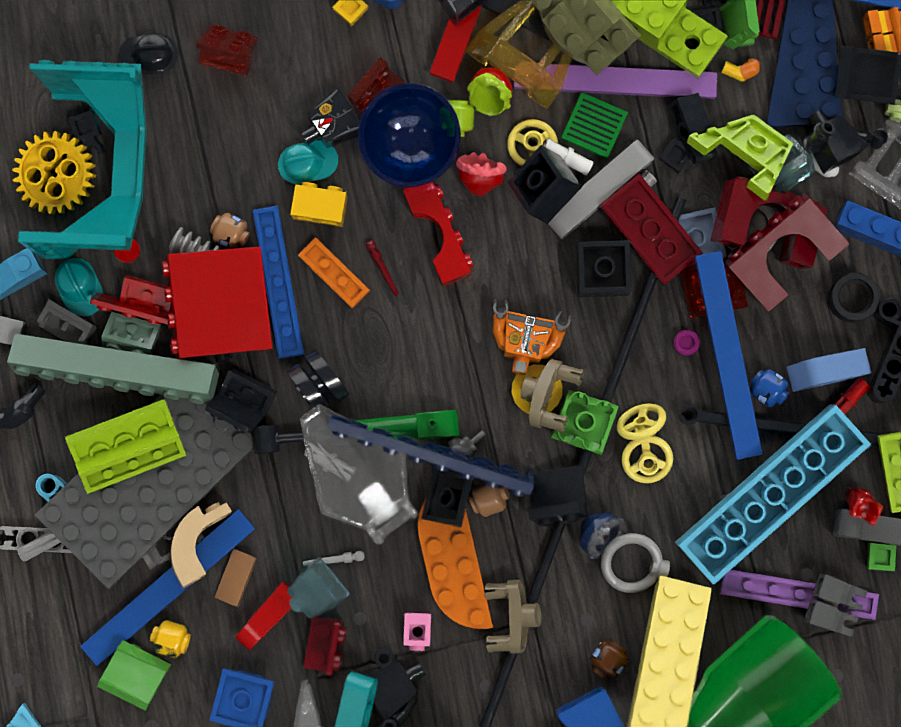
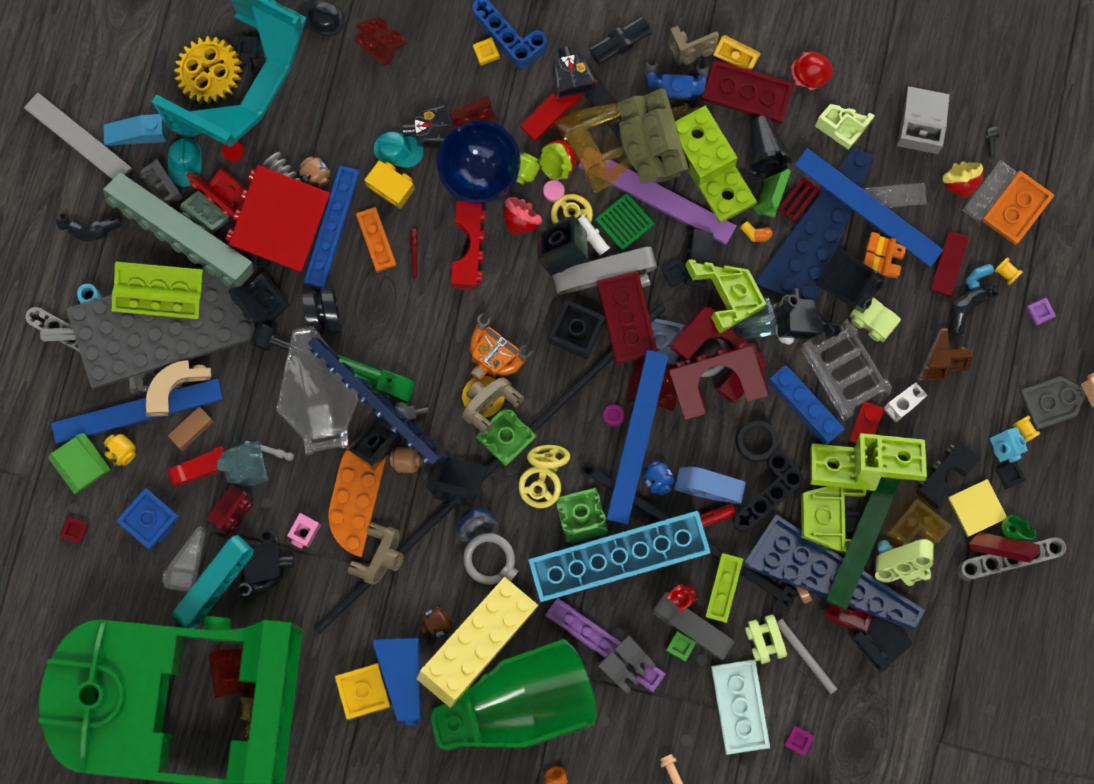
camera: 25 degrees right, 5 degrees down
(500, 127) = (553, 190): none -> bright pink tile
(707, 468) = (582, 516): none -> bright green slope

